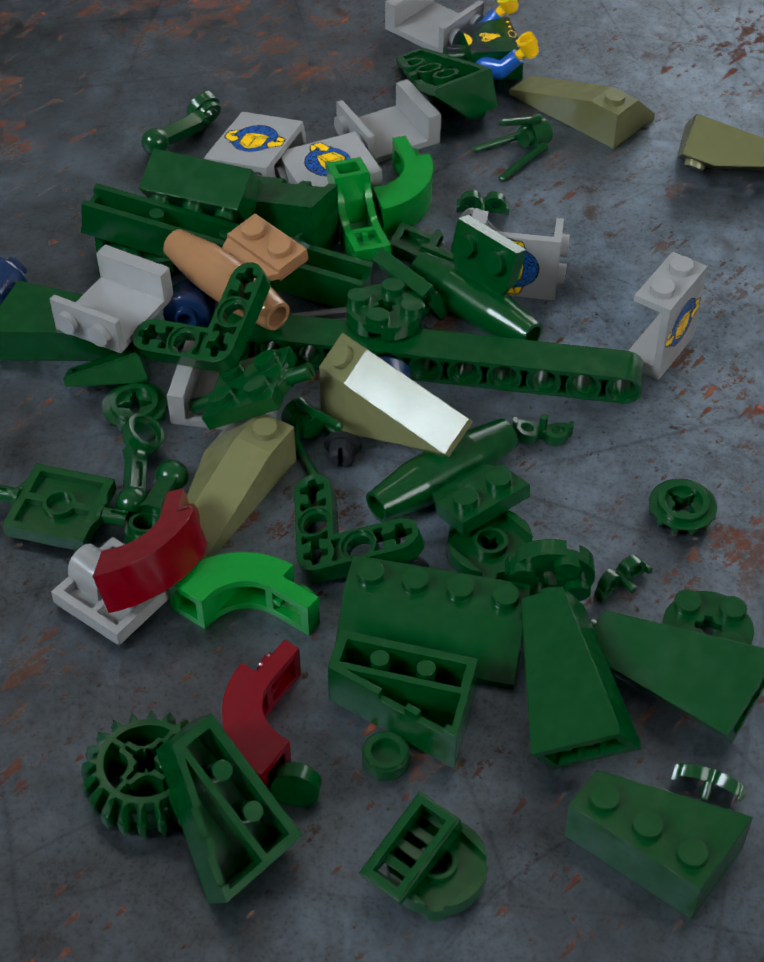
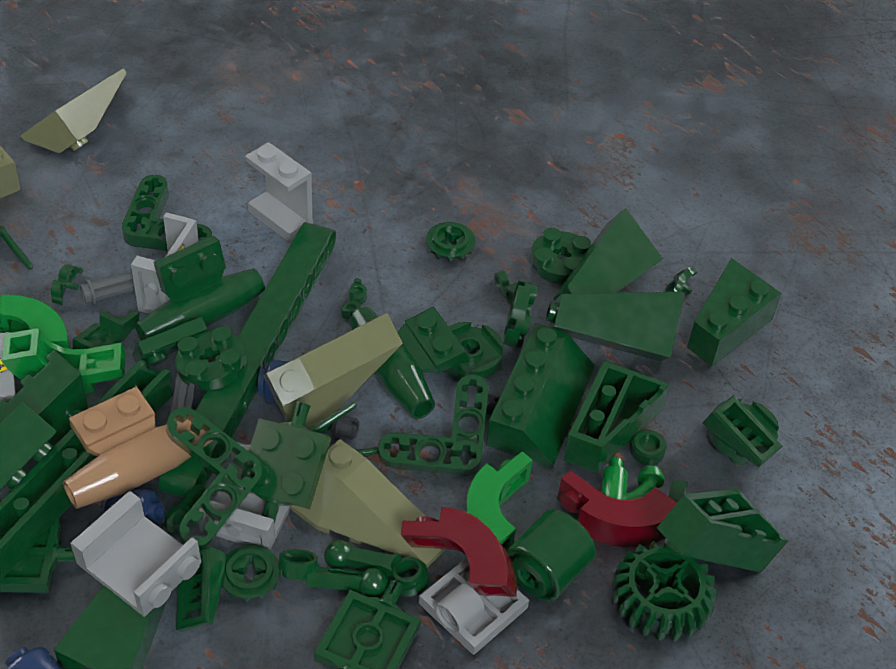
camera: 85 degrees left, 0 degrees up
(171, 641) = (551, 555): none -> dark green piece
(308, 715) = (615, 480): none -> green plant
(584, 243) = (150, 222): none -> dark green beam

